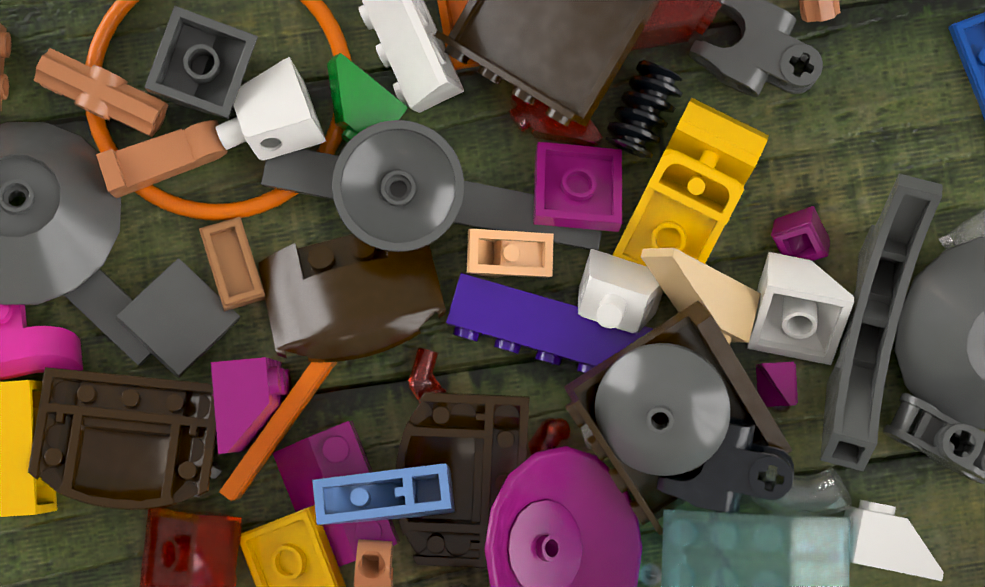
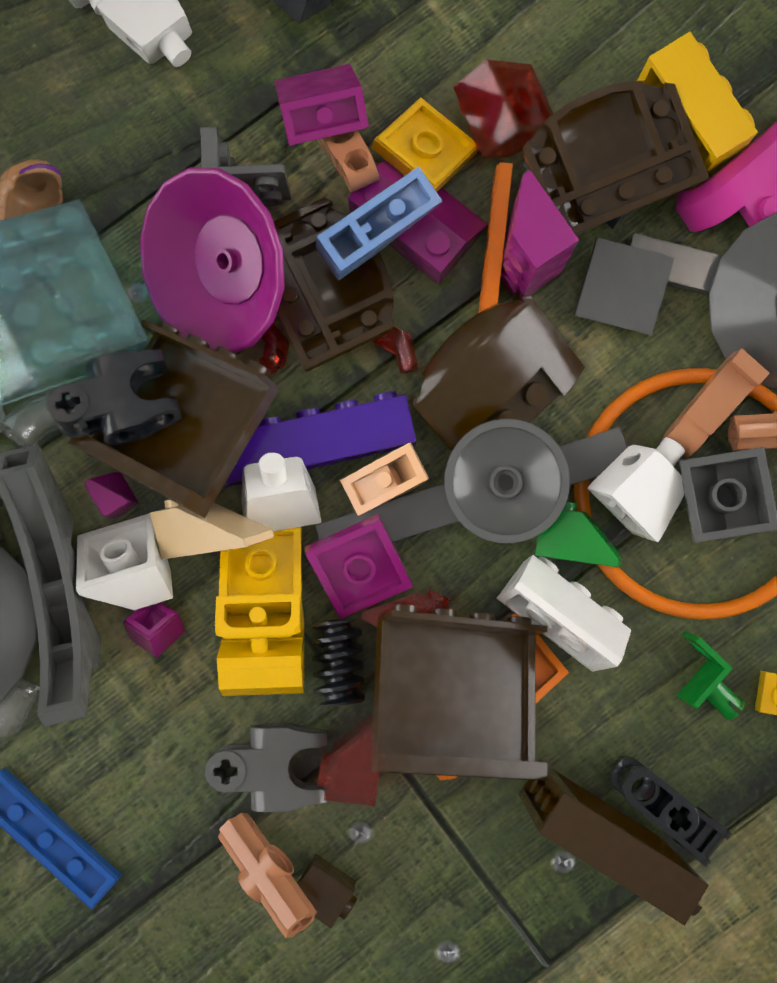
camera: 155 degrees right, 0 degrees up
(232, 264) = (605, 353): medium nougat tile -> none
(670, 382) = (187, 430): dark grey dish -> none

